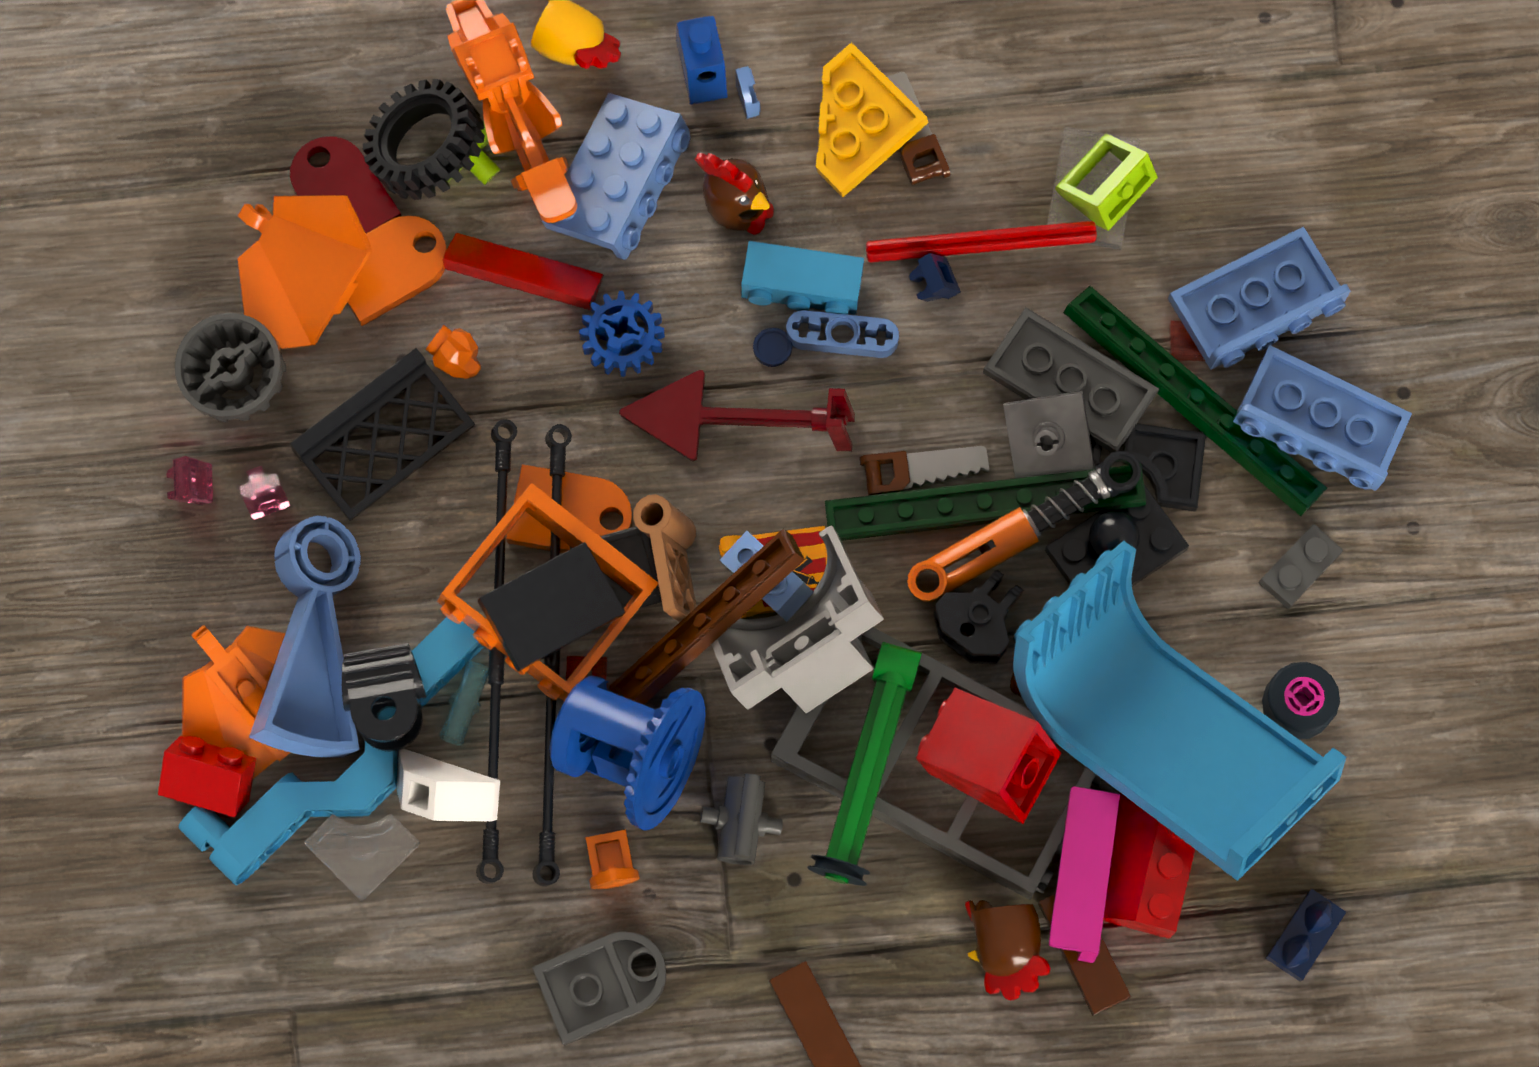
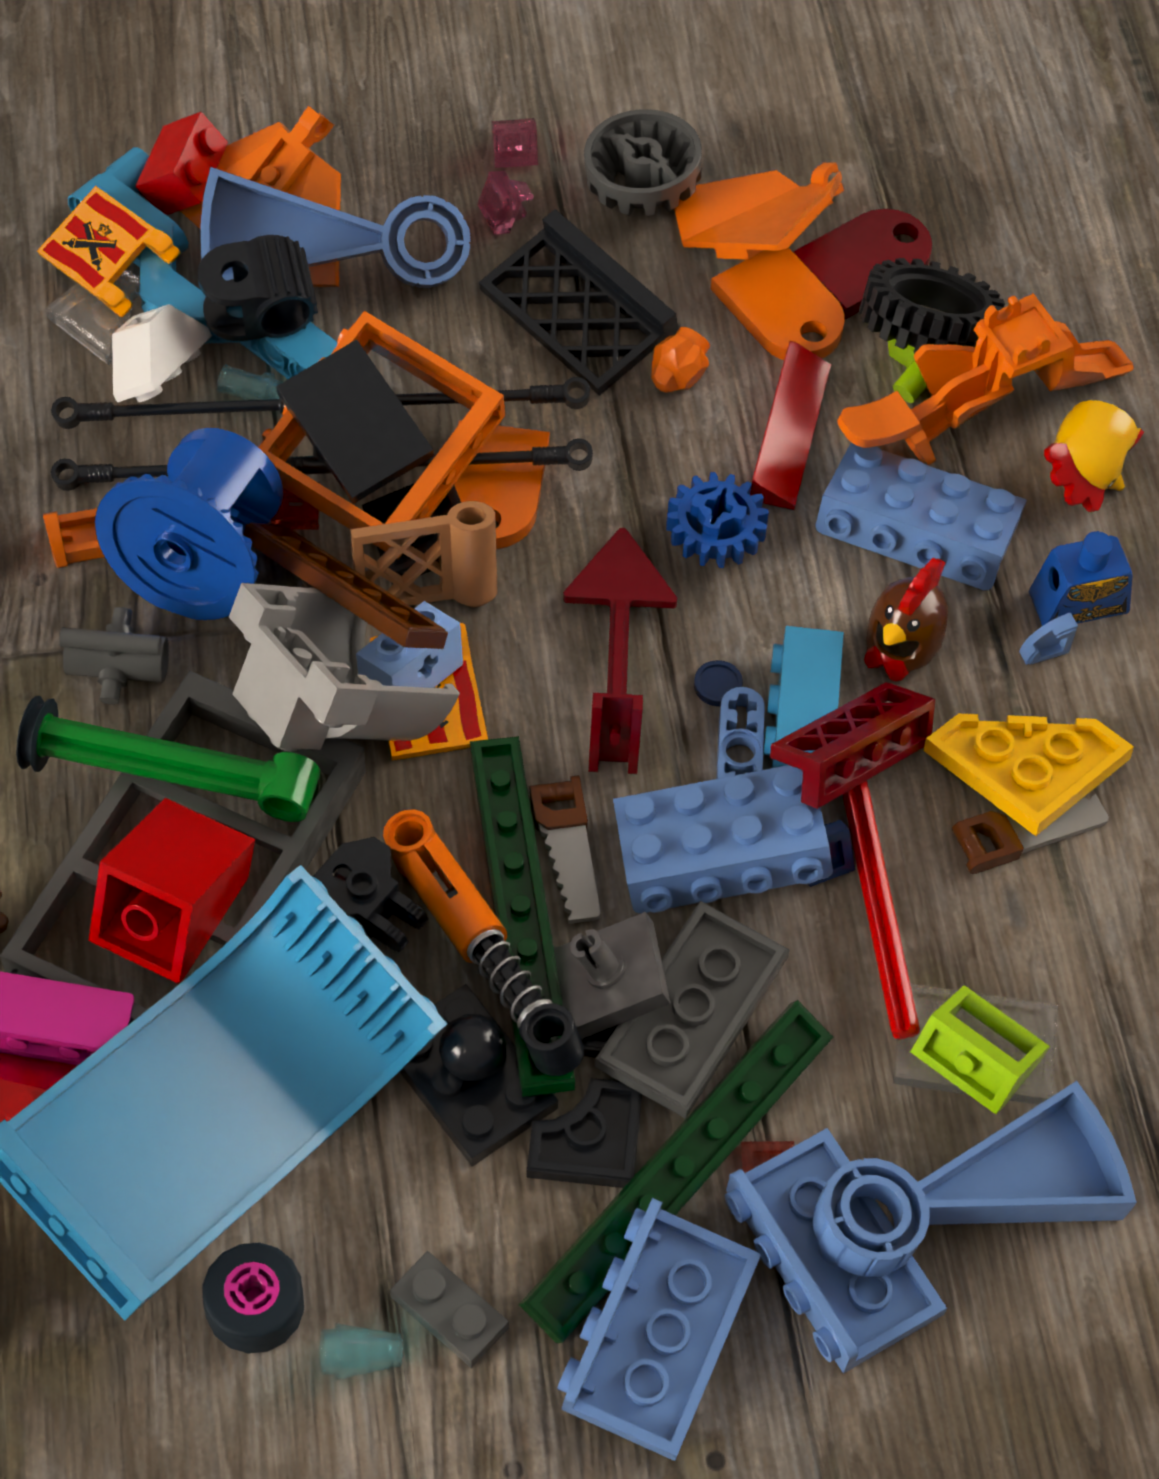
camera: 85 degrees right, 15 degrees down
(302, 846) = (101, 243): none -> light orange flag
(864, 229) = (856, 741): none -> dark red fence
(928, 347) = (720, 839): none -> medium blue bracket
(1198, 154) = (1038, 1168): none -> medium blue piece
(1337, 630) = (358, 1351): none -> clear light blue cone

